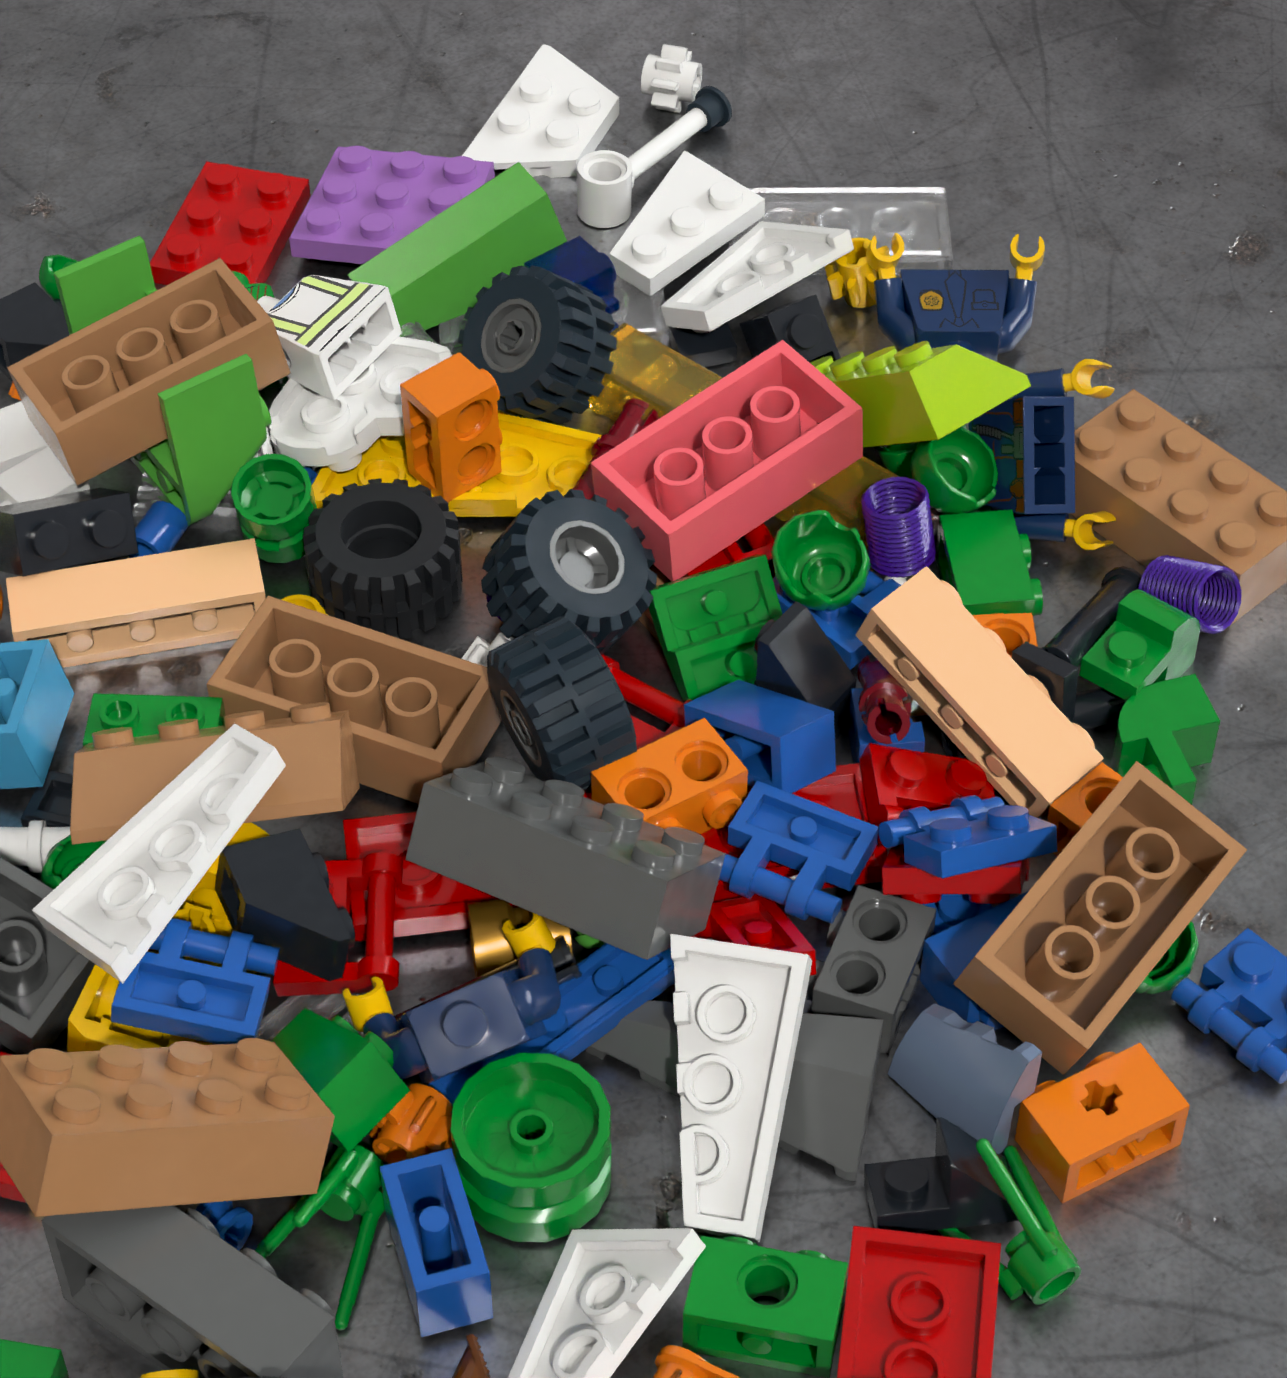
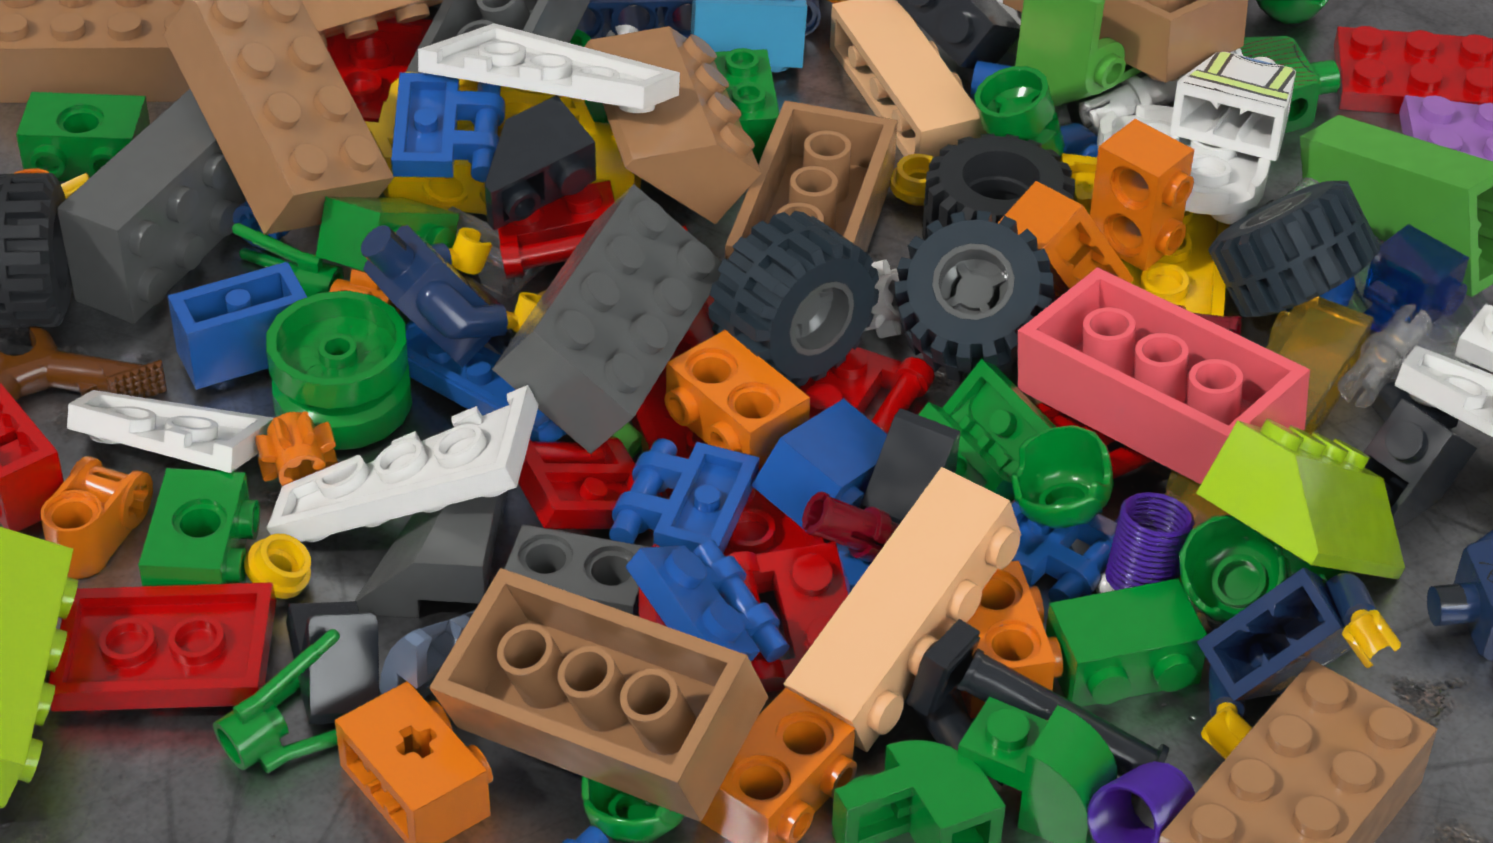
camera: 80 degrees right, 5 degrees down
(494, 498) = (1067, 235): none -> orange brick
(643, 1196) = (295, 448): none -> orange gear
(660, 326) = (1383, 356): none -> clear pin
(807, 1226) = (279, 561): none -> yellow plate

